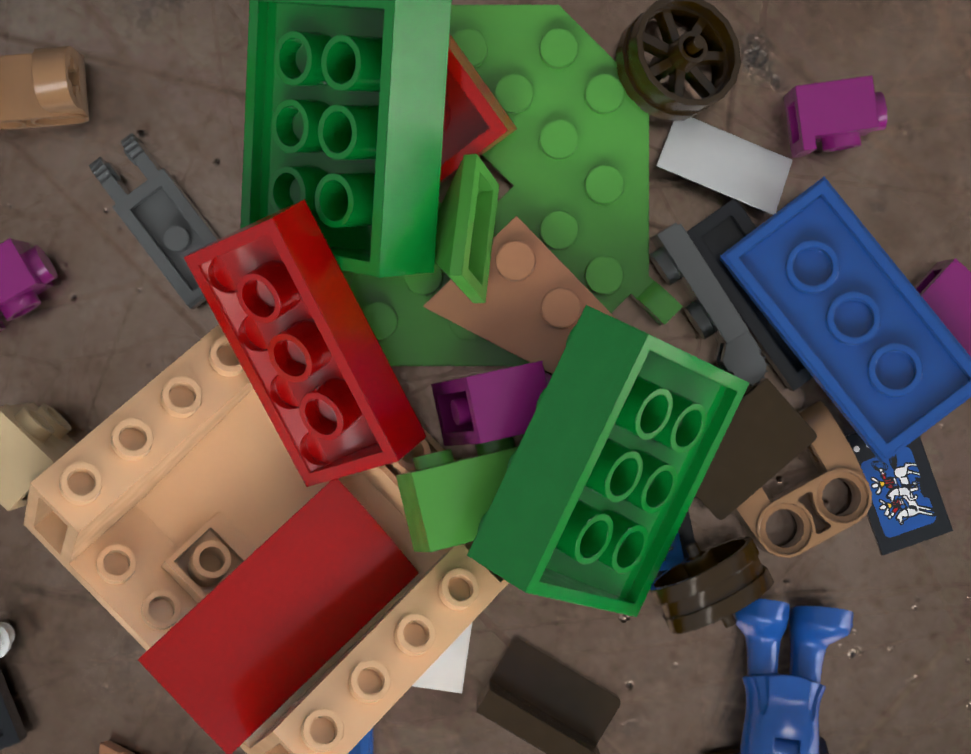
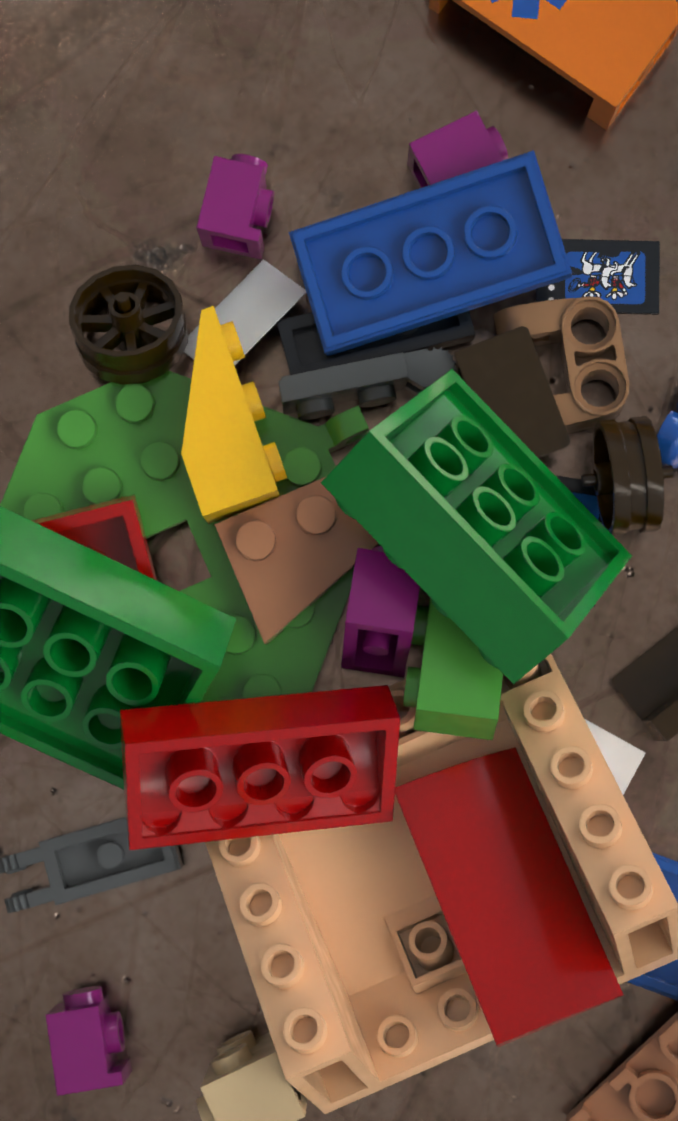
camera: 60 degrees left, 5 degrees down
(467, 228) = (208, 572): bright green slope -> none
(599, 190) = (220, 437): none -> yellow slope

